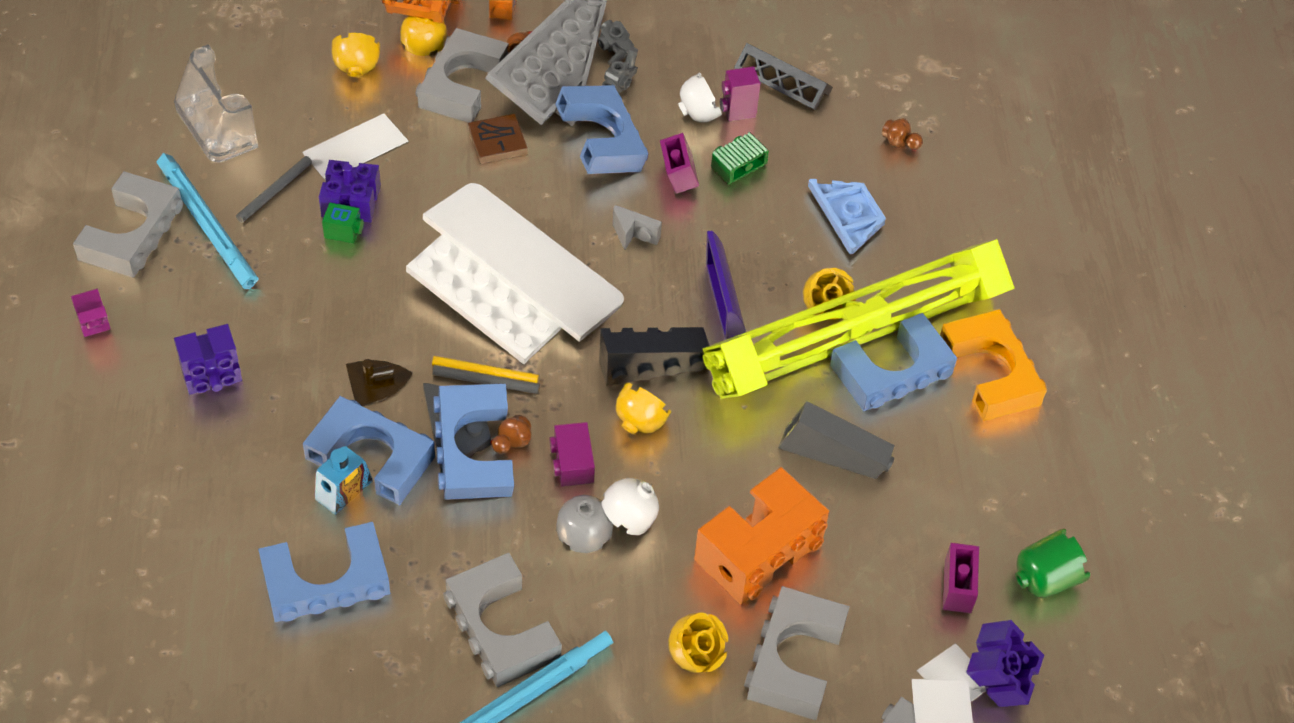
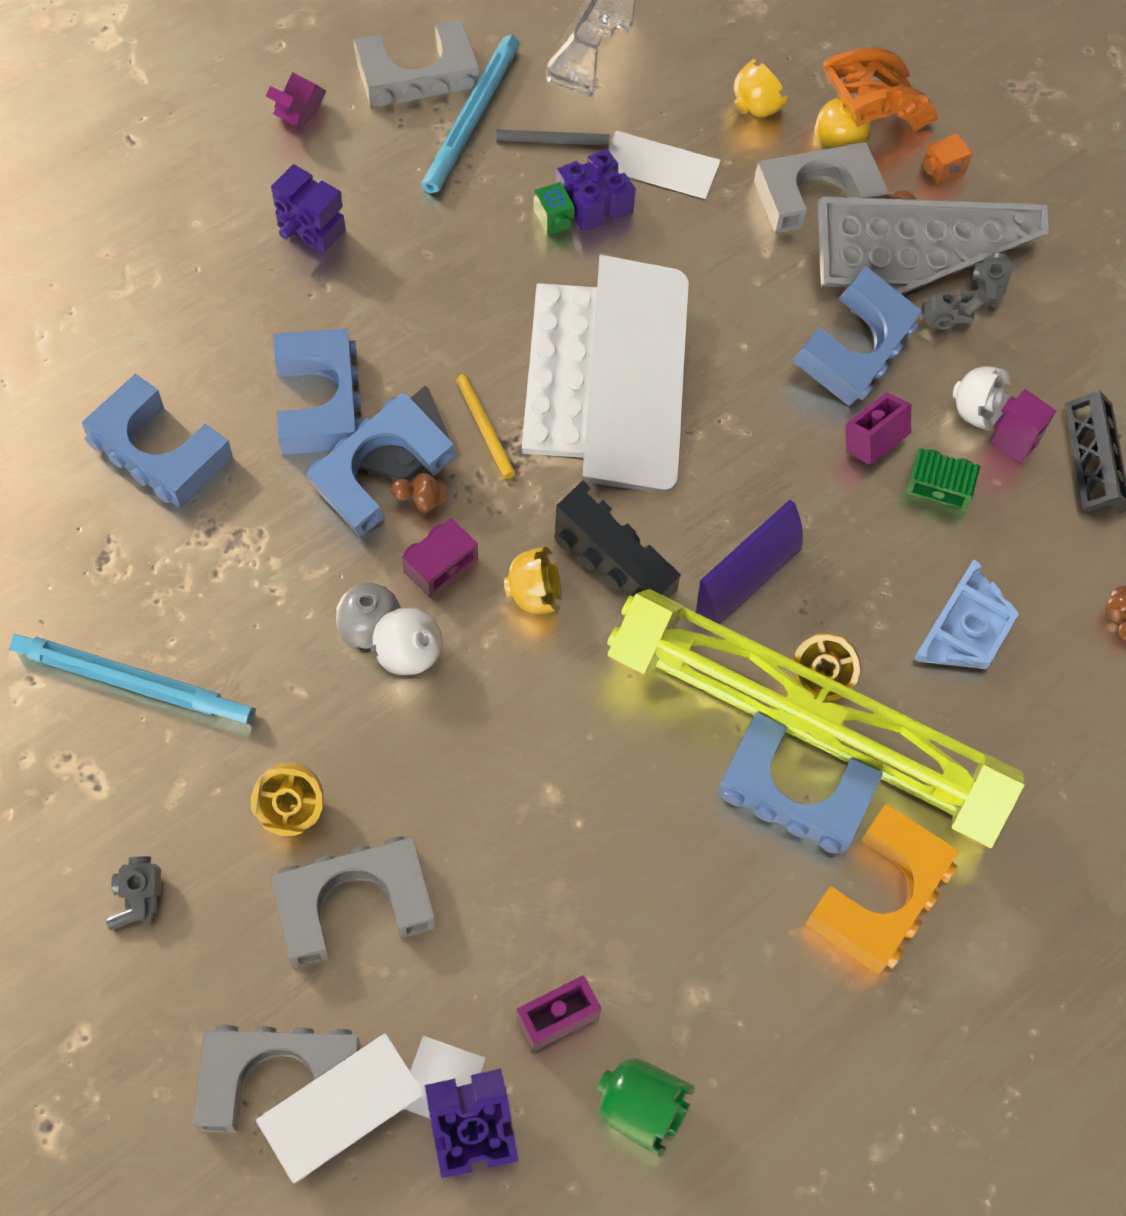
camera: 55 degrees right, 10 degrees up
(341, 479) = (263, 387): dark azure torso -> none
(376, 380) = (404, 349): dark brown shield -> none
(482, 378) = (475, 434): dark grey bar -> none
(497, 138) = (772, 263): reddish brown tile -> none
(502, 655) = (210, 571): light grey arch -> none
(632, 224) = (762, 436): light grey slope -> none
(747, 552) = (427, 788): orange piece -> none
(836, 442) = (641, 789): dark grey slope -> none

